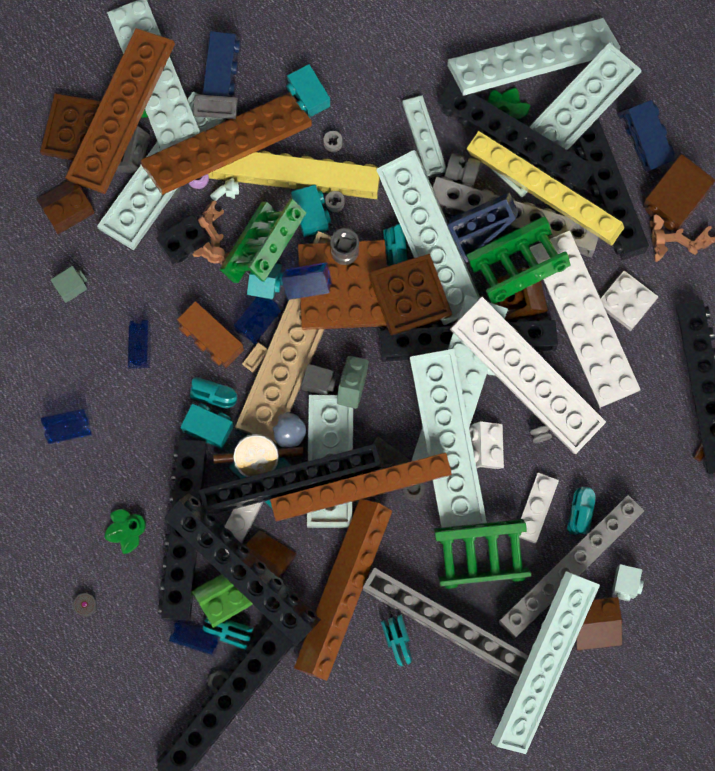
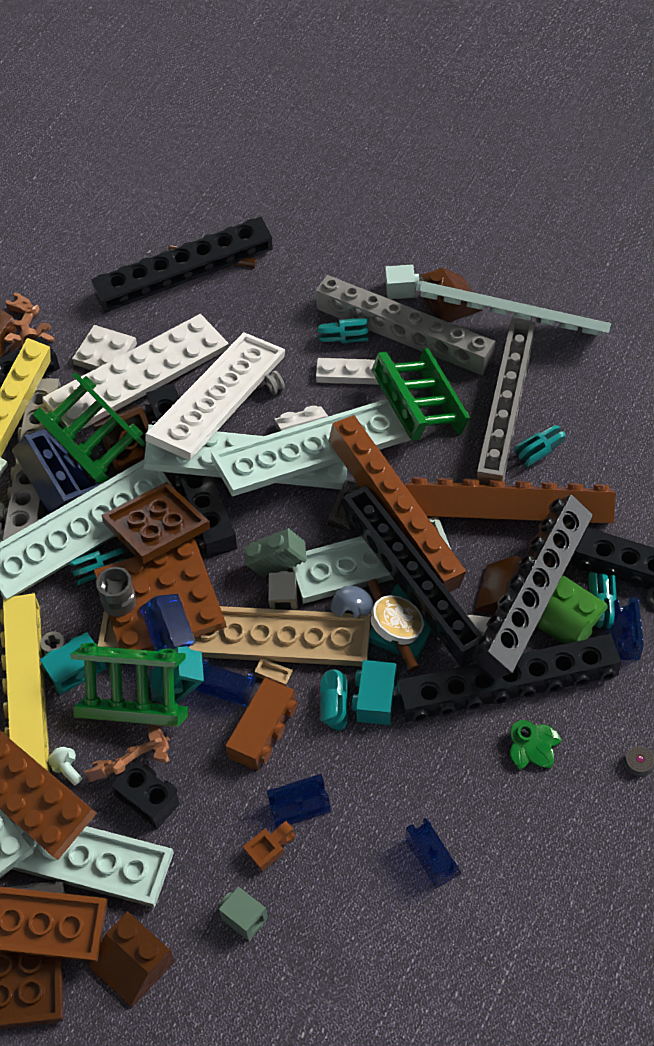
camera: 105 degrees left, 20 degrees down
(113, 313) = (266, 847): none -> dark orange plate

